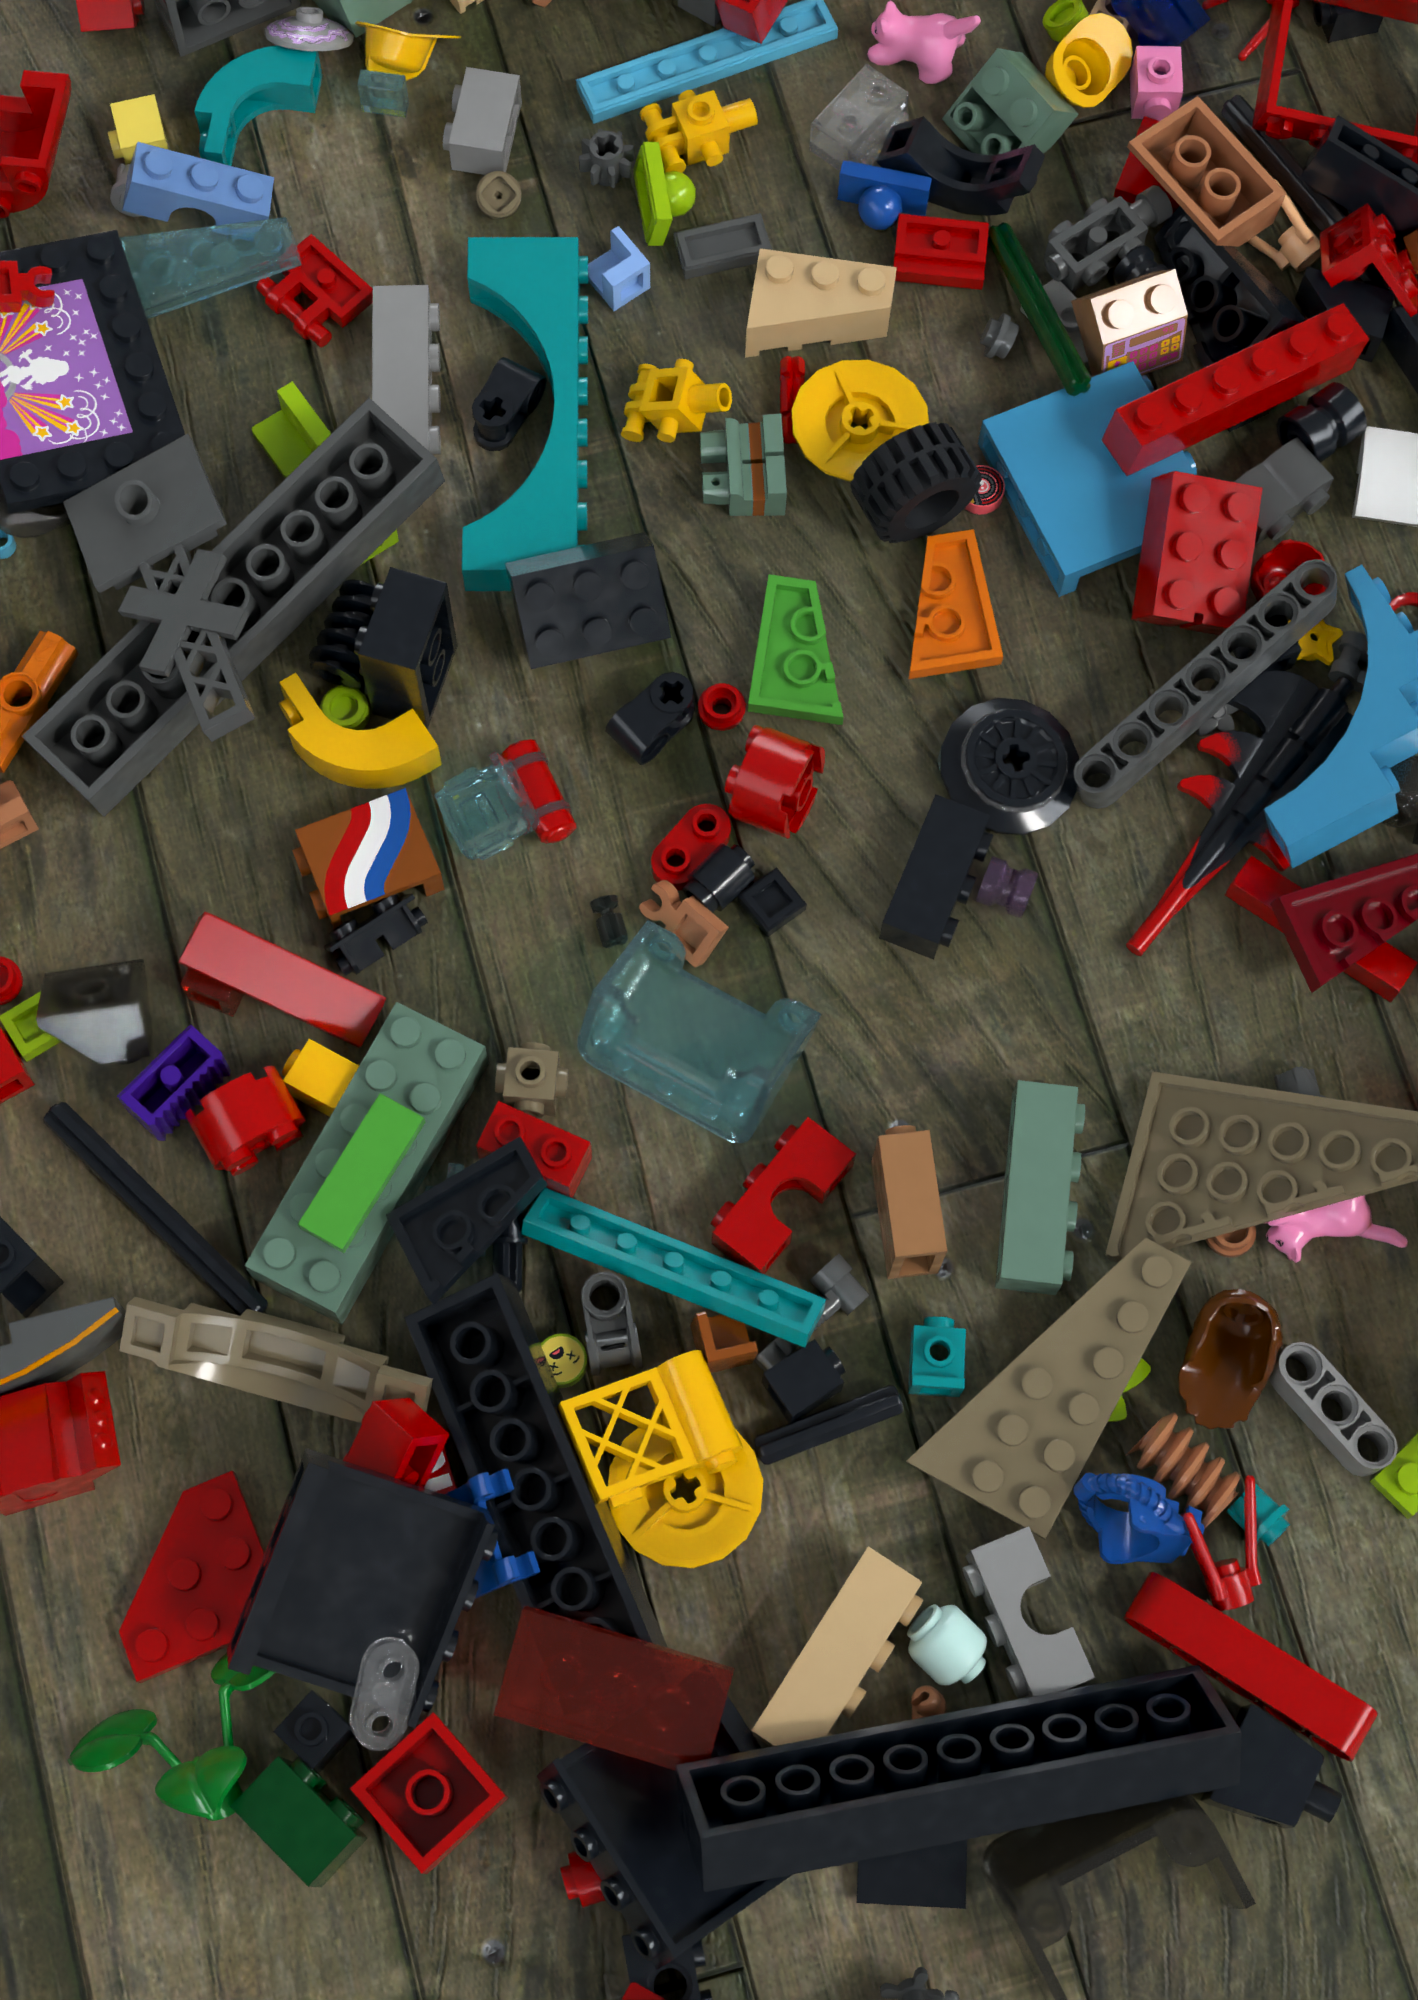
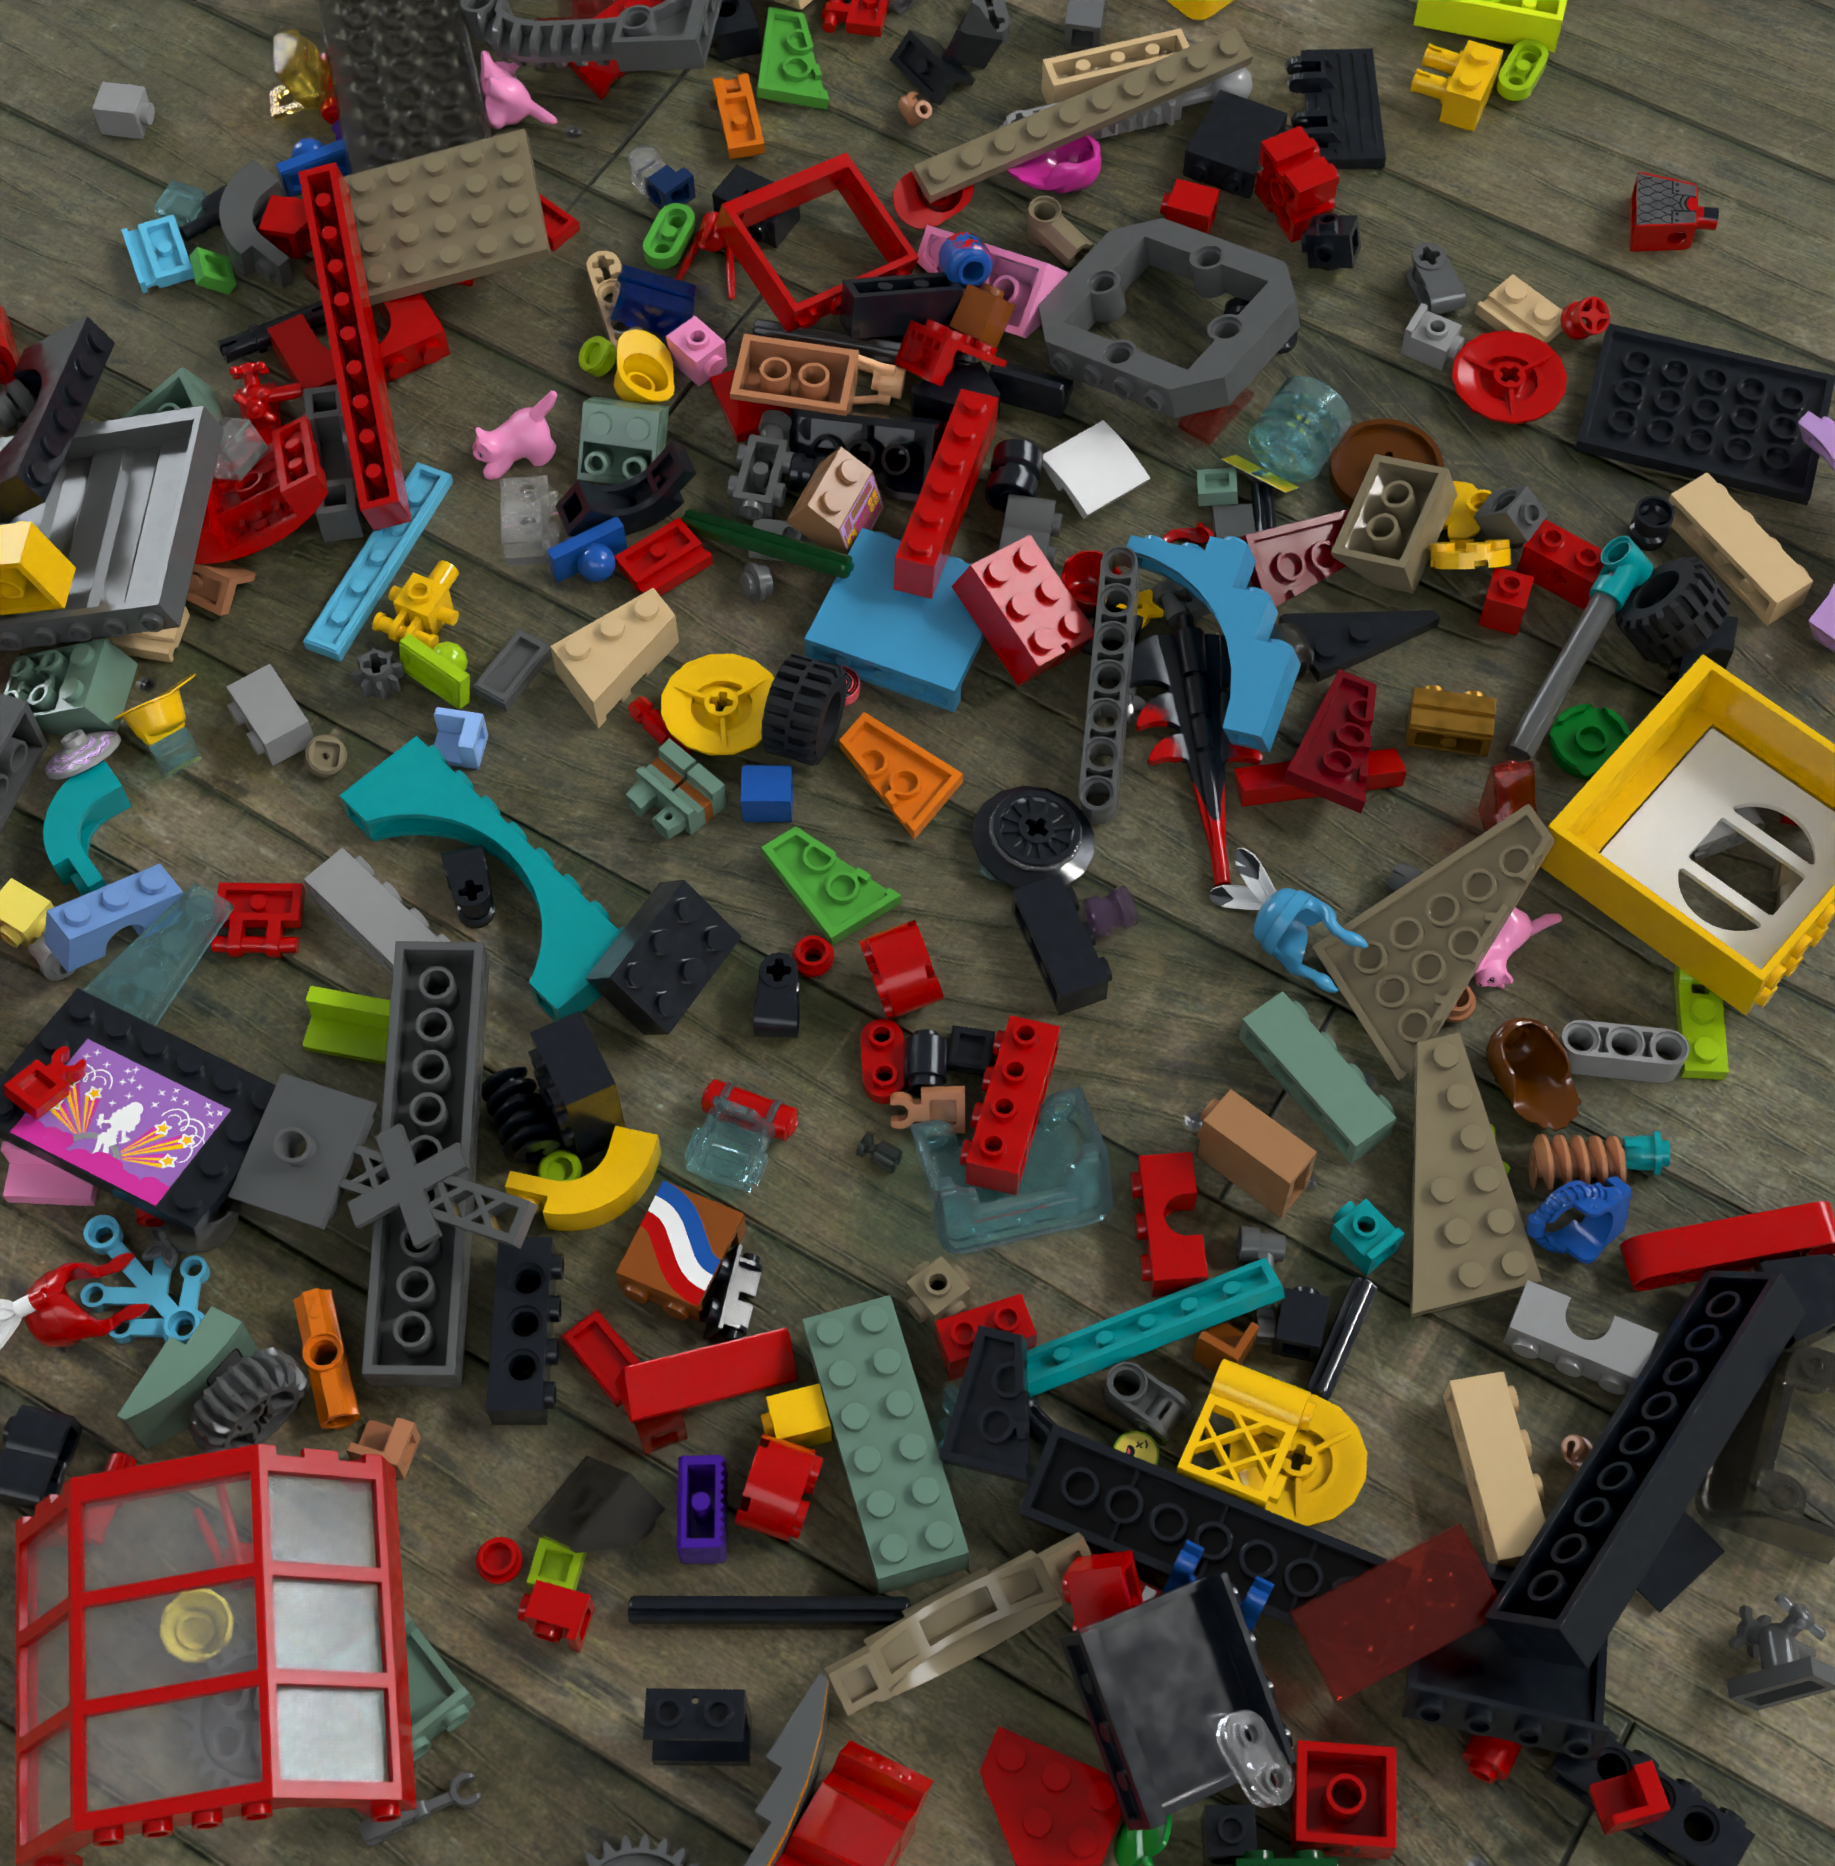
camera: 40 degrees left, 10 degrees down
(191, 787) = (524, 1400): none -> black brick
(235, 884) = (600, 1352): none -> red tile
(361, 1173) = (898, 1444): bright green tile -> none
(672, 401) = (584, 790): yellow piece -> none
(749, 979) = (1011, 1105): none -> red brick
(821, 532) = (767, 793): none -> blue panel
(947, 1644) = (1552, 1401): light aqua head -> none
(1148, 1025) = (1282, 917): none -> dark azure hair
(1225, 1580) = (1666, 1207): red plant -> none

